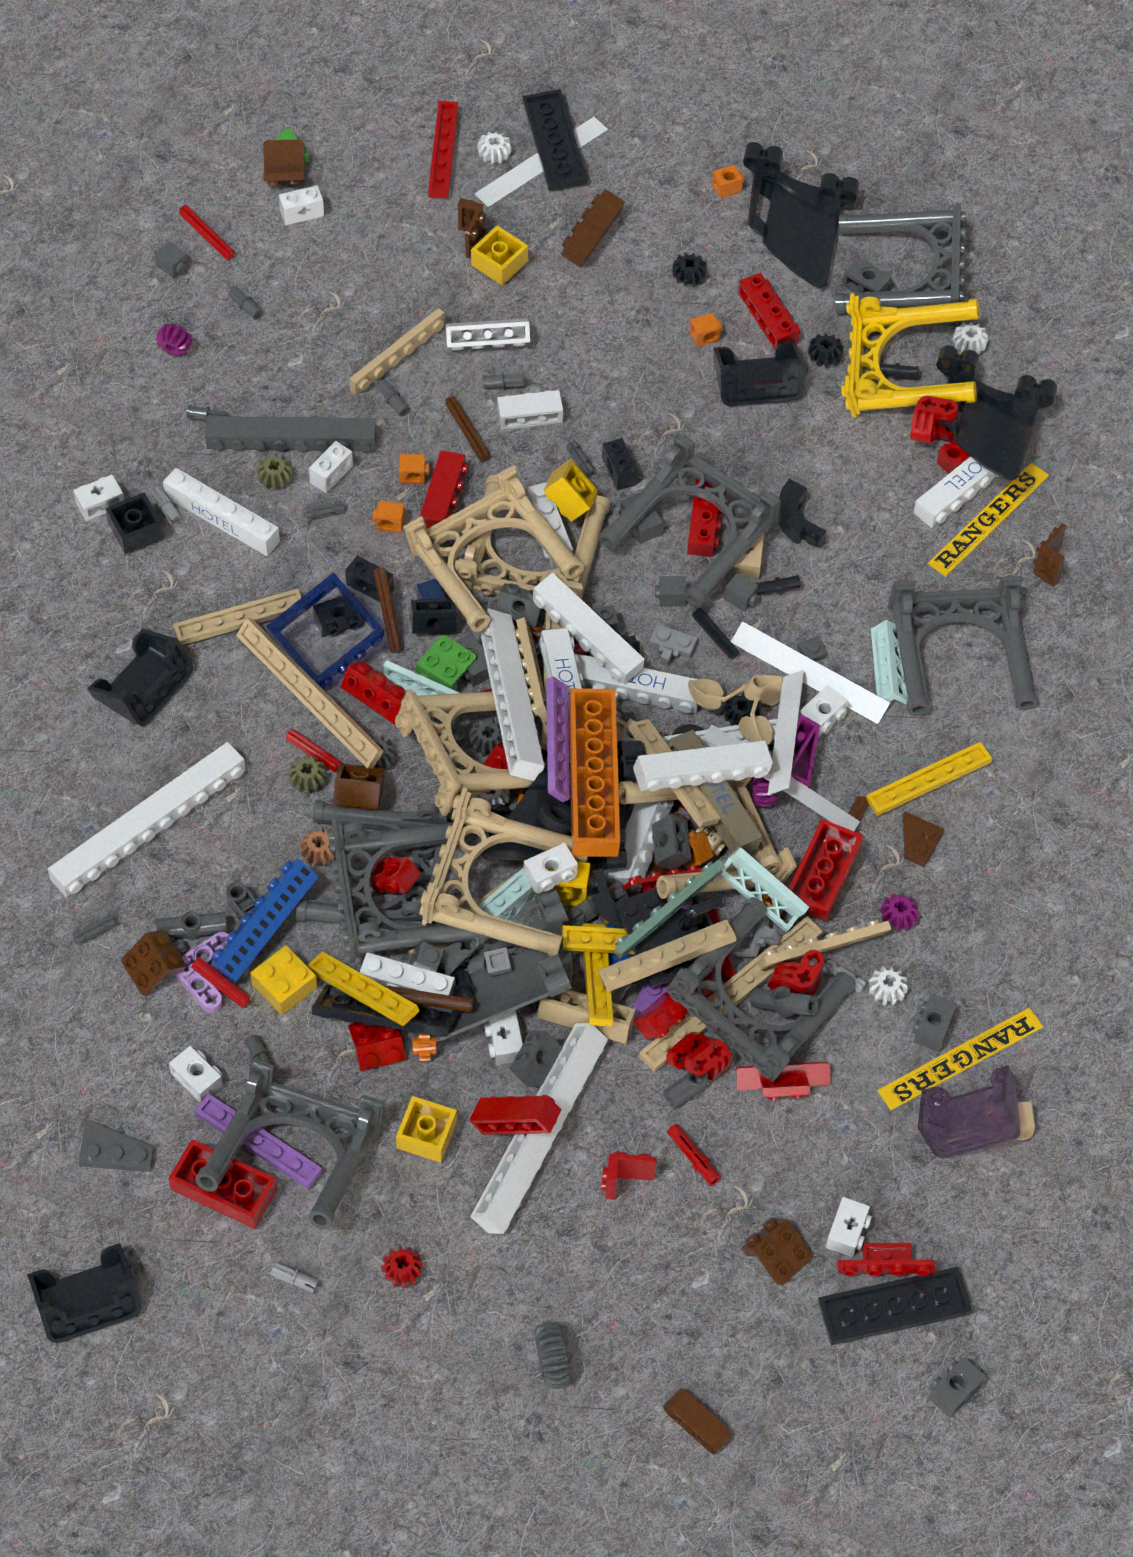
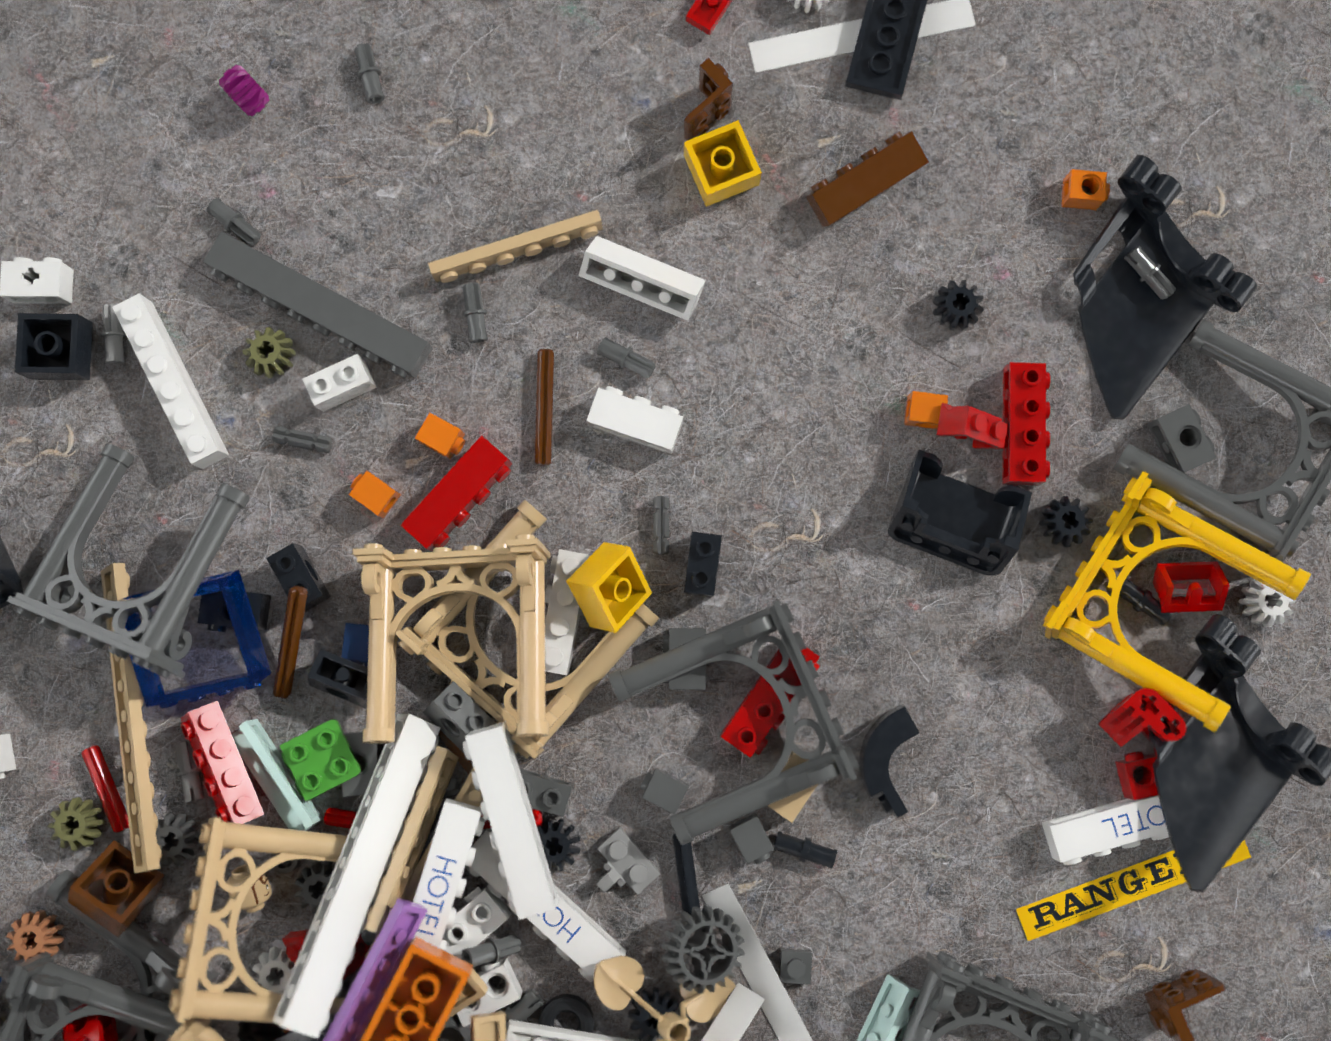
camera: 30 degrees right, 25 degrees up
(234, 617) = (111, 546): tan plate -> none
(263, 631) = (61, 588): none -> dark grey arch
(363, 716) = (189, 773): none -> light grey axle
(737, 316) = (966, 421): none -> red window
(750, 651) = (703, 974): none -> dark grey gear
(793, 205) = (1150, 273): none -> dark grey axle
(919, 348) = (1190, 586): none -> red window

